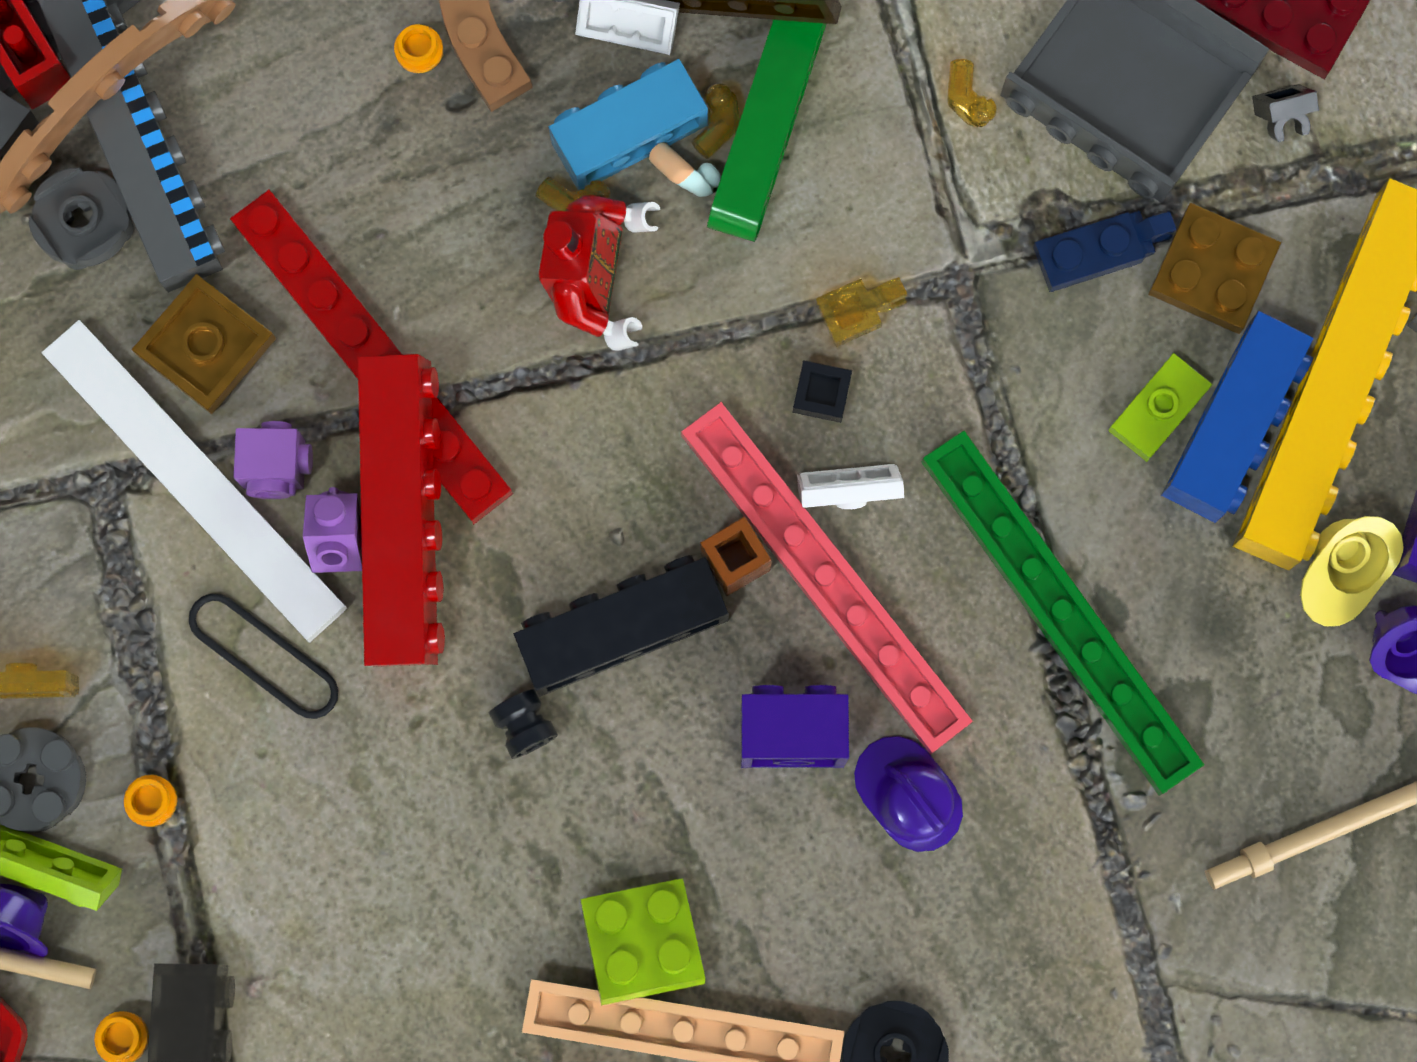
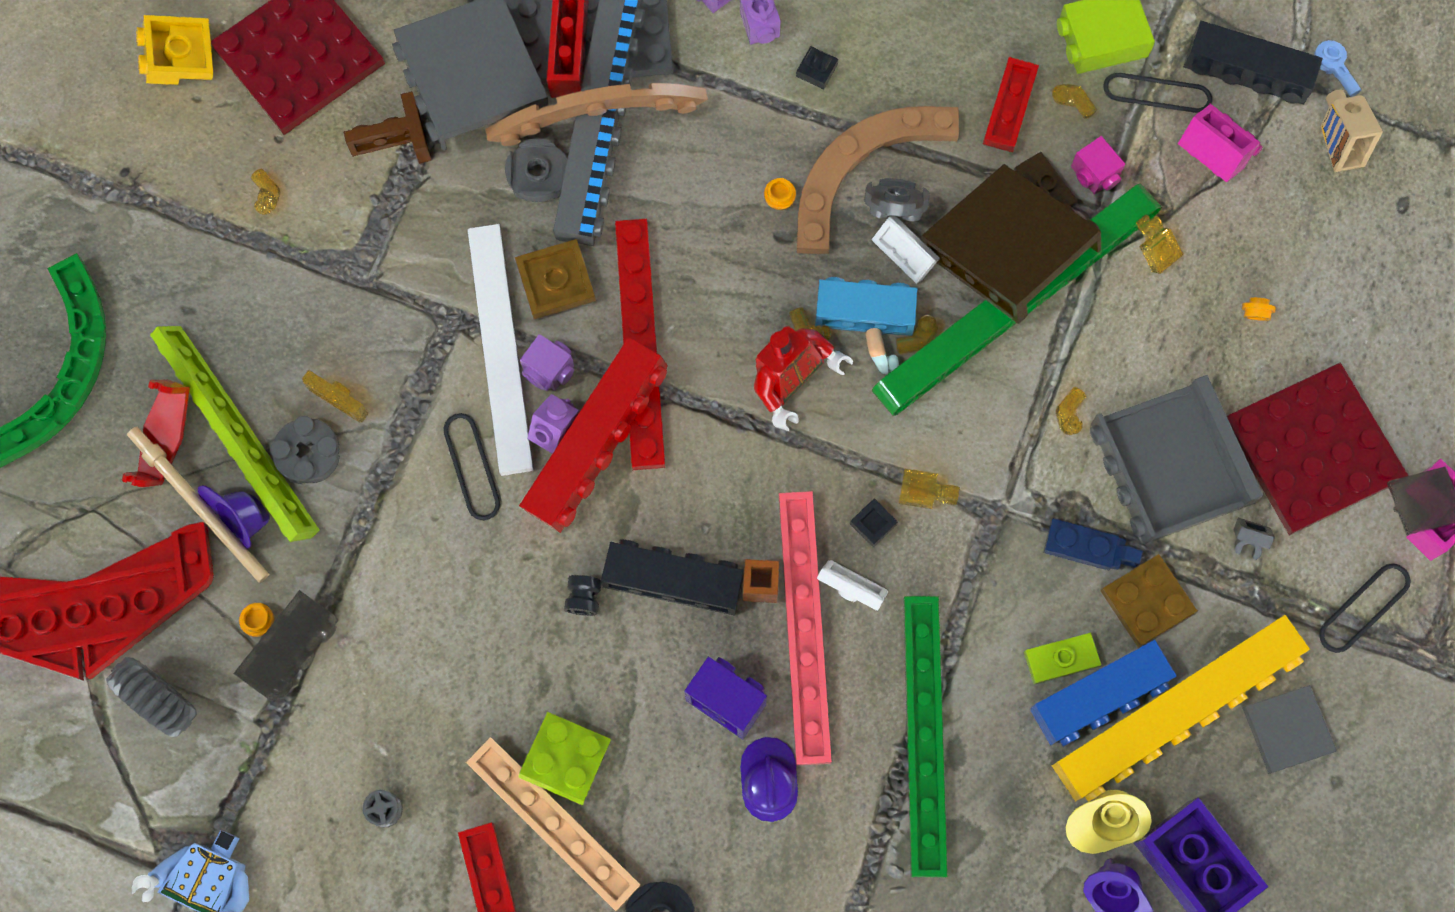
camera: 35 degrees right, 5 degrees down
(150, 800) = (359, 503): light orange plate -> none

